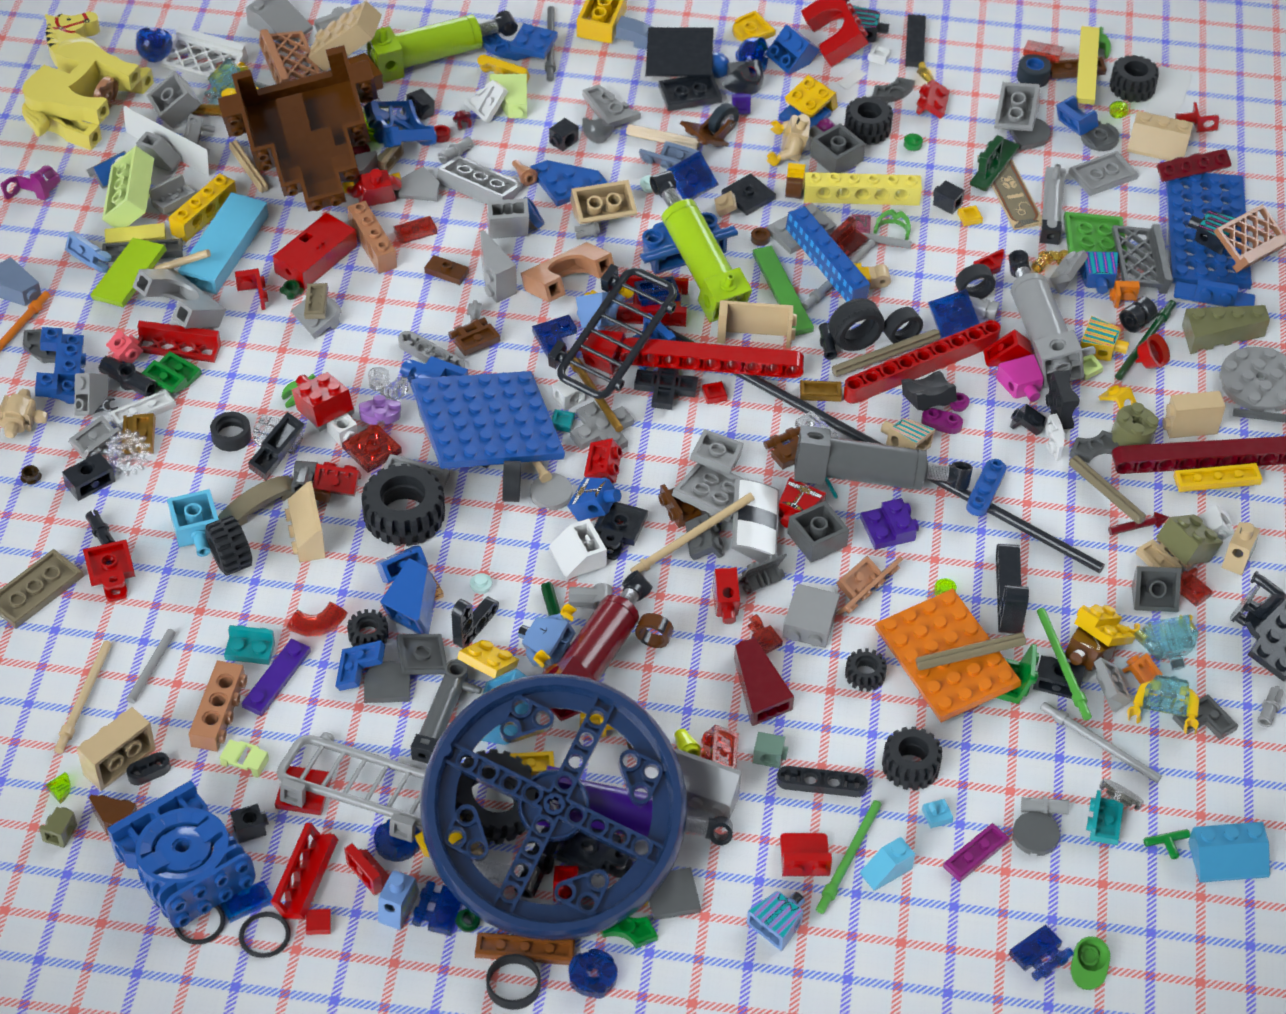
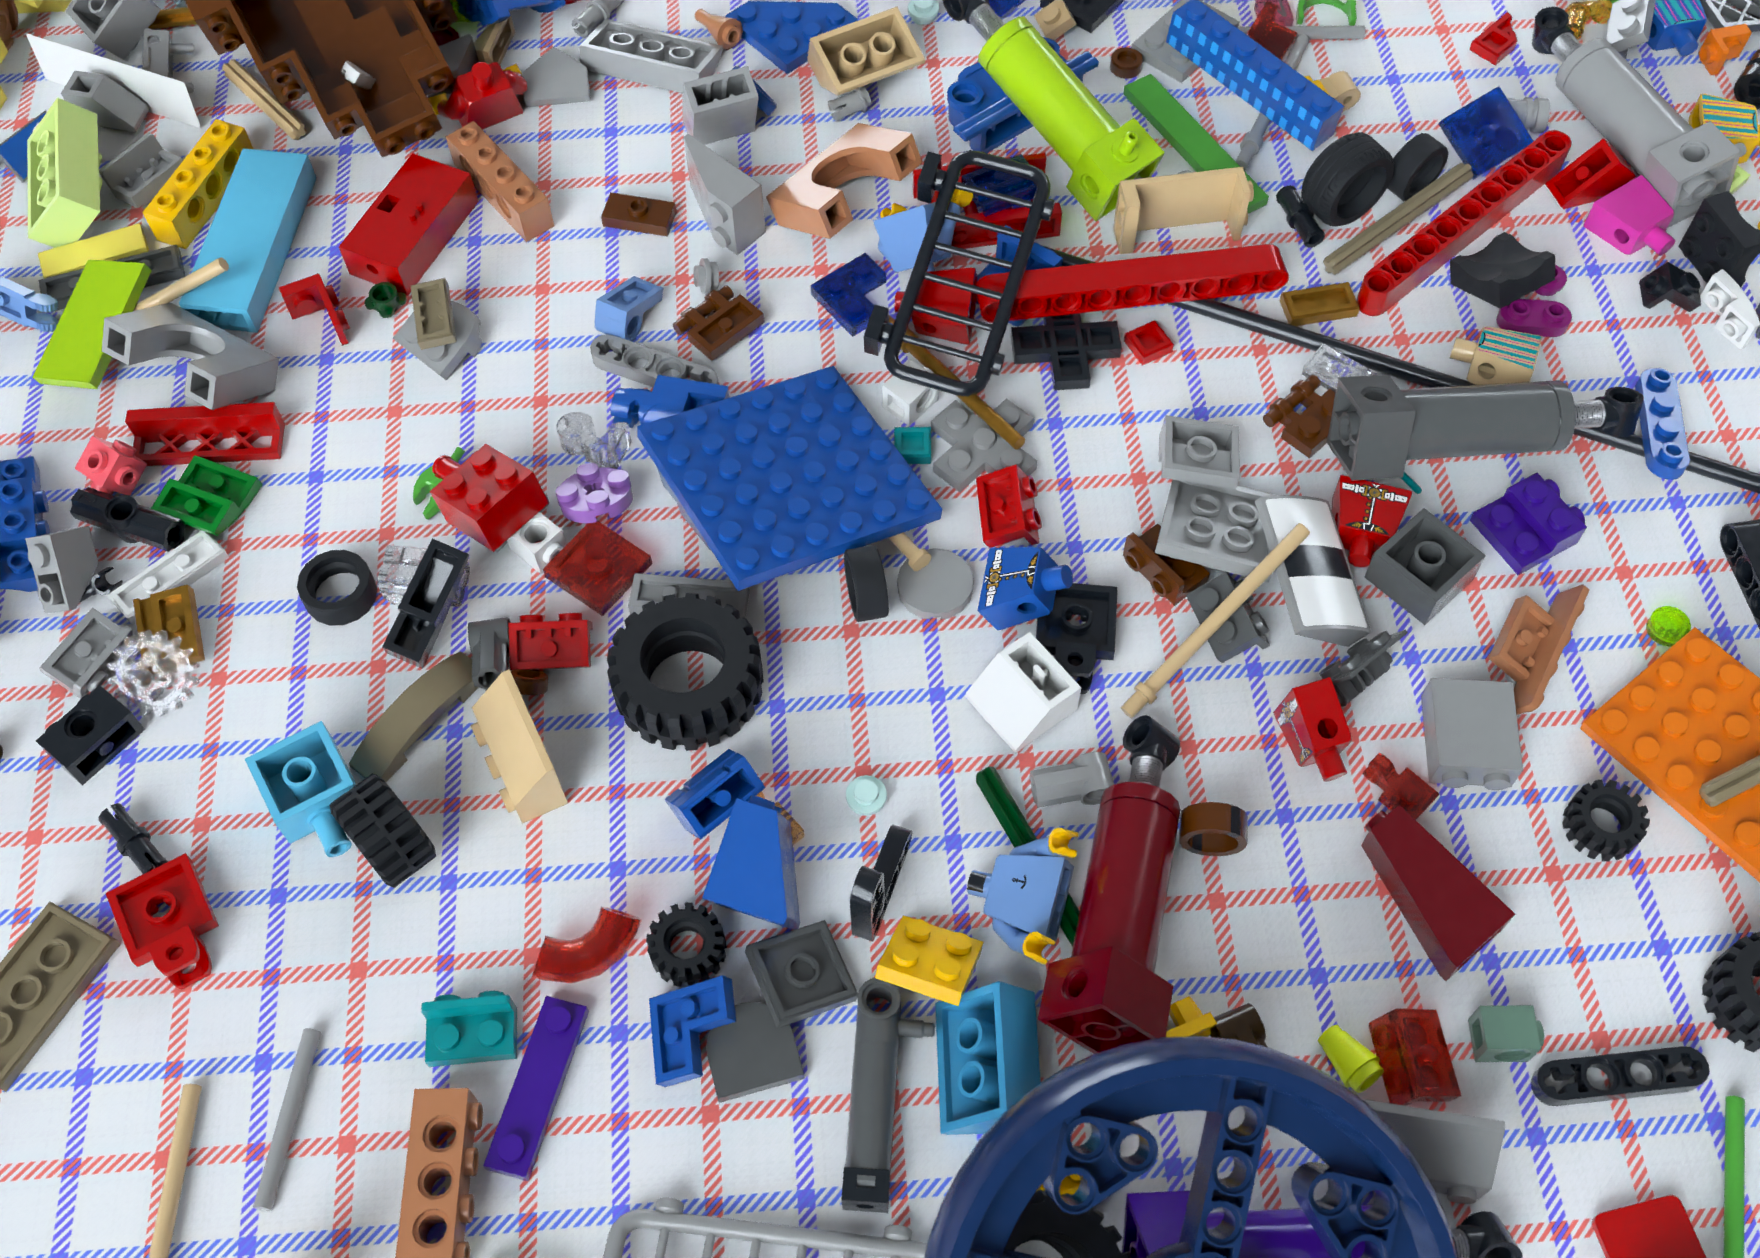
camera: 10 degrees left, 10 degrees up
(305, 163) = (357, 76): none -> white tile
(415, 230) = (568, 155): clear red plate -> none
(422, 318) = (623, 307): none -> medium blue plate
(972, 273) = (1500, 66): black tyre -> none

